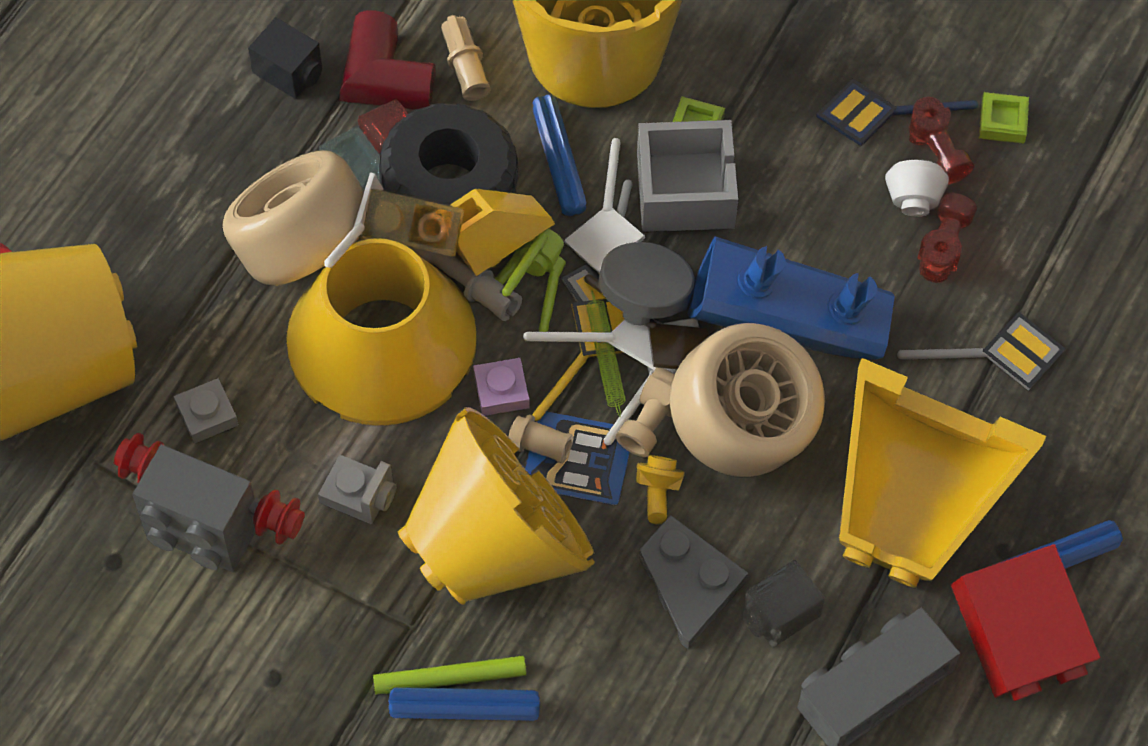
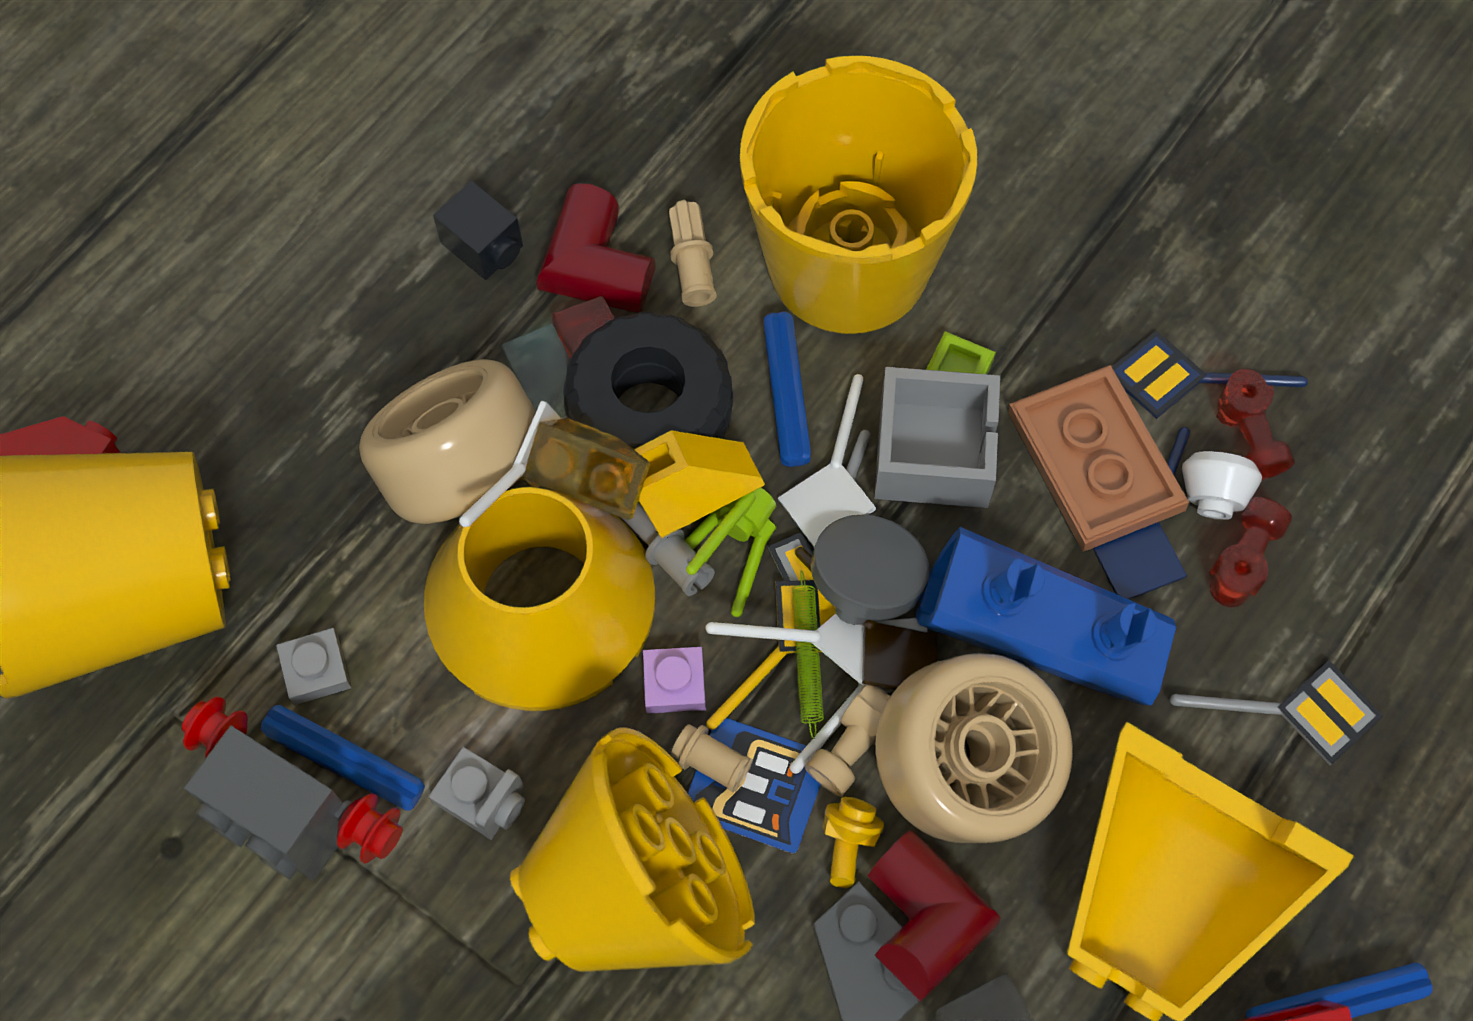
camera: 10 degrees right, 5 degrees up
(262, 479) = (343, 757): none -> blue axle
(738, 526) = (943, 910): none -> dark red brick
(817, 180) = (1097, 458): none -> nougat tile
(861, 246) = (1144, 557): none -> dark blue piece
(1004, 117) = (1337, 402): lime tile -> none

